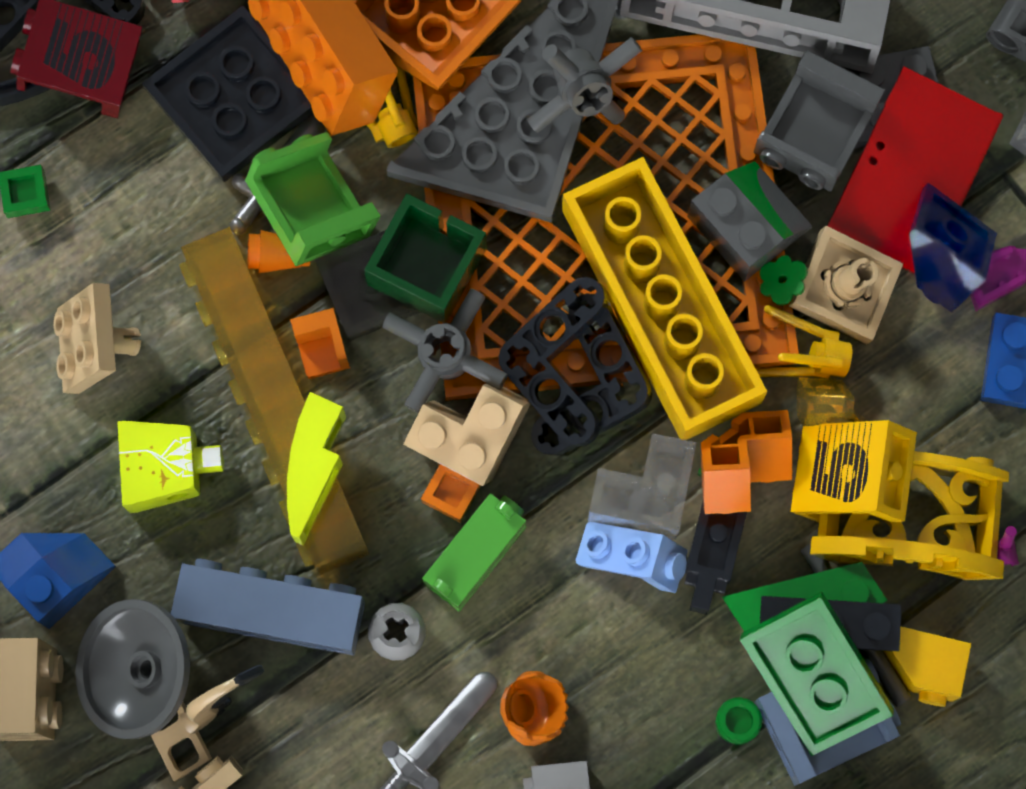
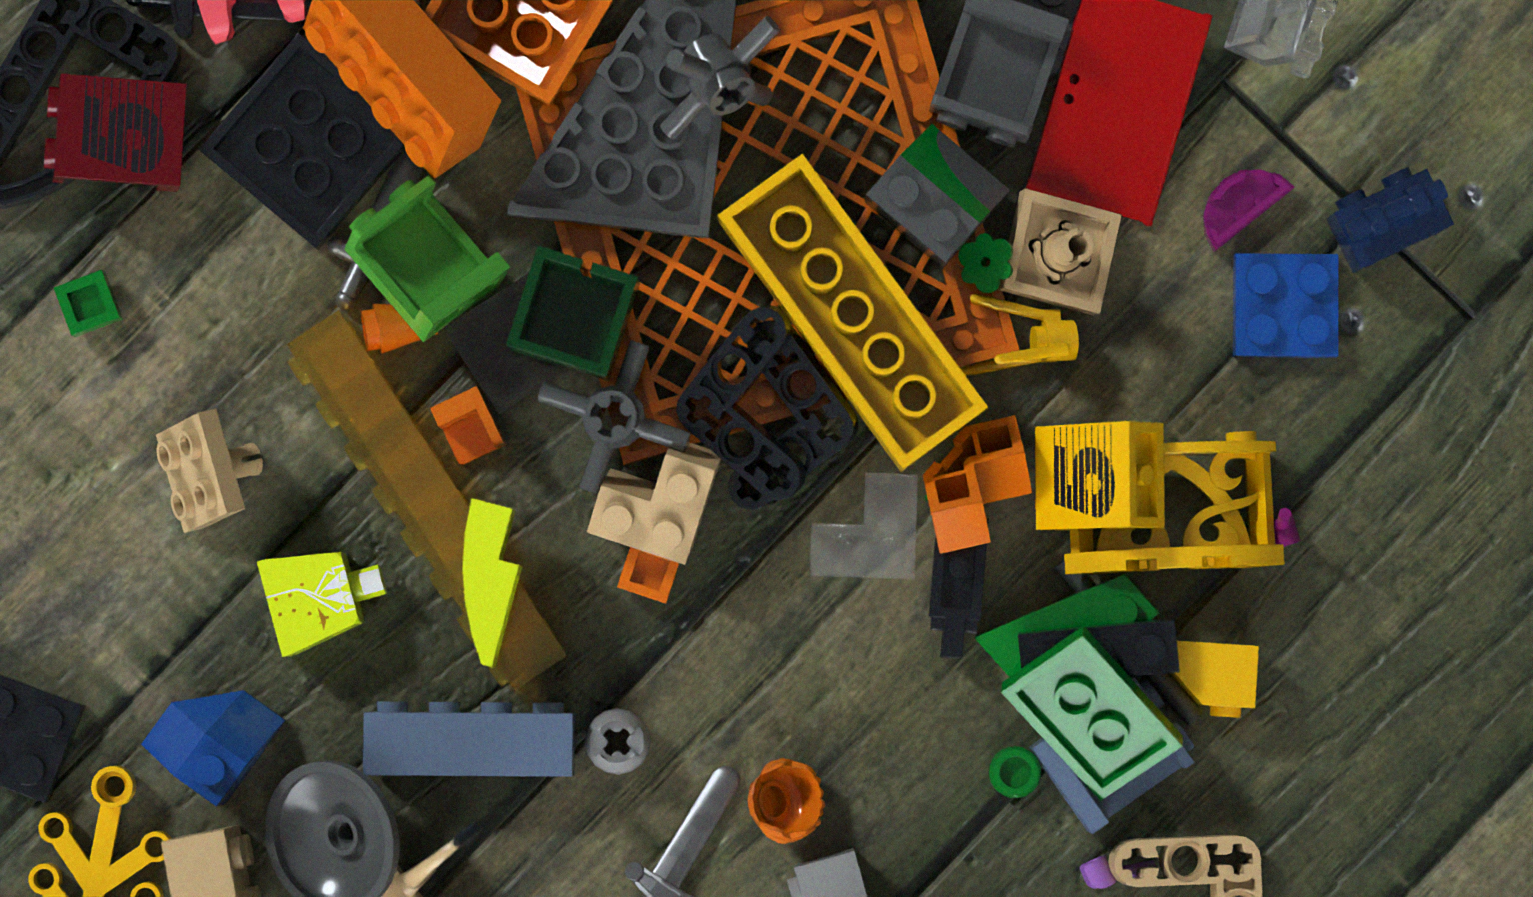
camera: 10 degrees left, 10 degrees up
(396, 123) = (505, 145): yellow plant -> none
(475, 551) = (689, 634): bright green brick -> none
(633, 554) = (866, 608): light blue bracket -> none
(824, 400) = (1056, 395): clear yellow slope -> none
(948, 249) = (1171, 189): clear blue slope -> none

